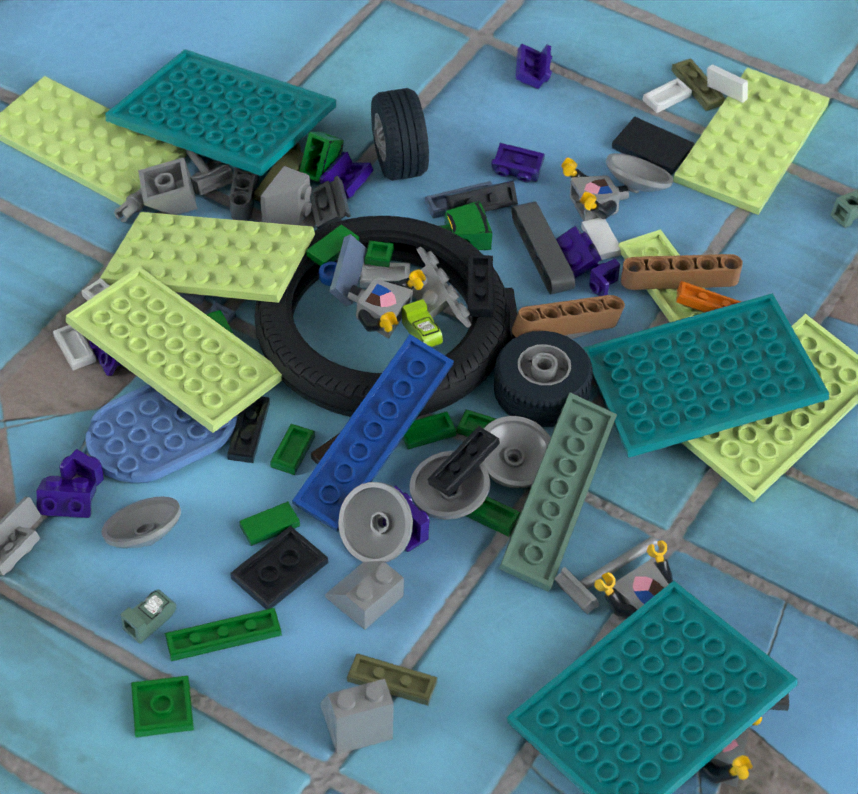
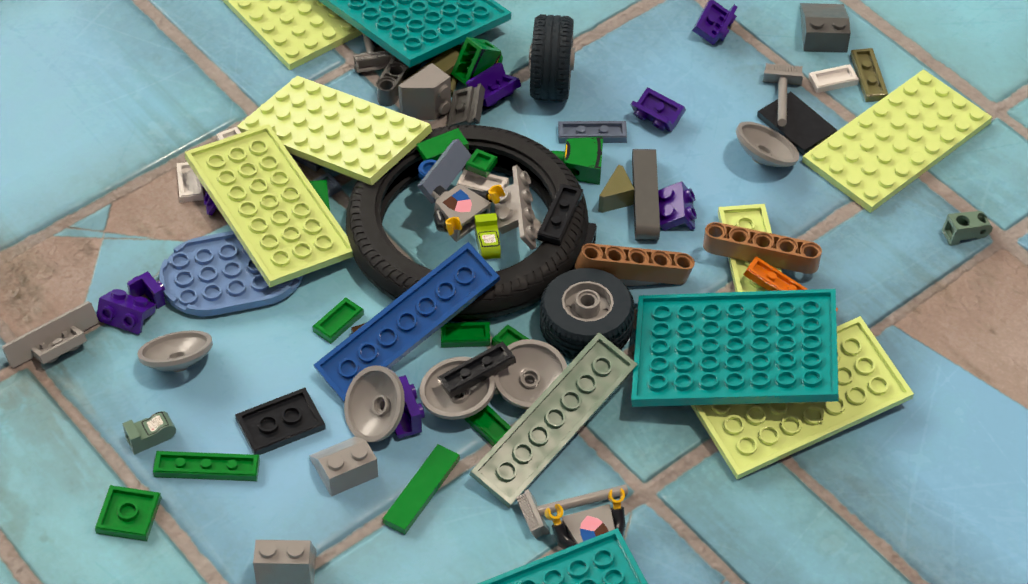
camera: 20 degrees right, 0 degrees up
(133, 204) = (296, 66): light grey pin -> none
(168, 187) = (328, 59): light grey slope -> none
(248, 431) = (307, 294): black tile -> none
(269, 523) = (288, 380): green tile -> none
(399, 680) = (335, 546): olive tile -> none
(454, 597) = (421, 489): none -> green tile
(491, 196) = (613, 135): black tile -> none
(517, 251) = (617, 192): none -> olive slope
(593, 195) = (715, 157): torso -> none
(602, 238) = (706, 198): white tile -> none
(603, 276) = (689, 234): dark purple bracket -> none
(623, 103) = (783, 75): none -> light grey piece
(638, 48) = (824, 27): none -> dark grey slope
(727, 83) = (891, 80): white tile -> none

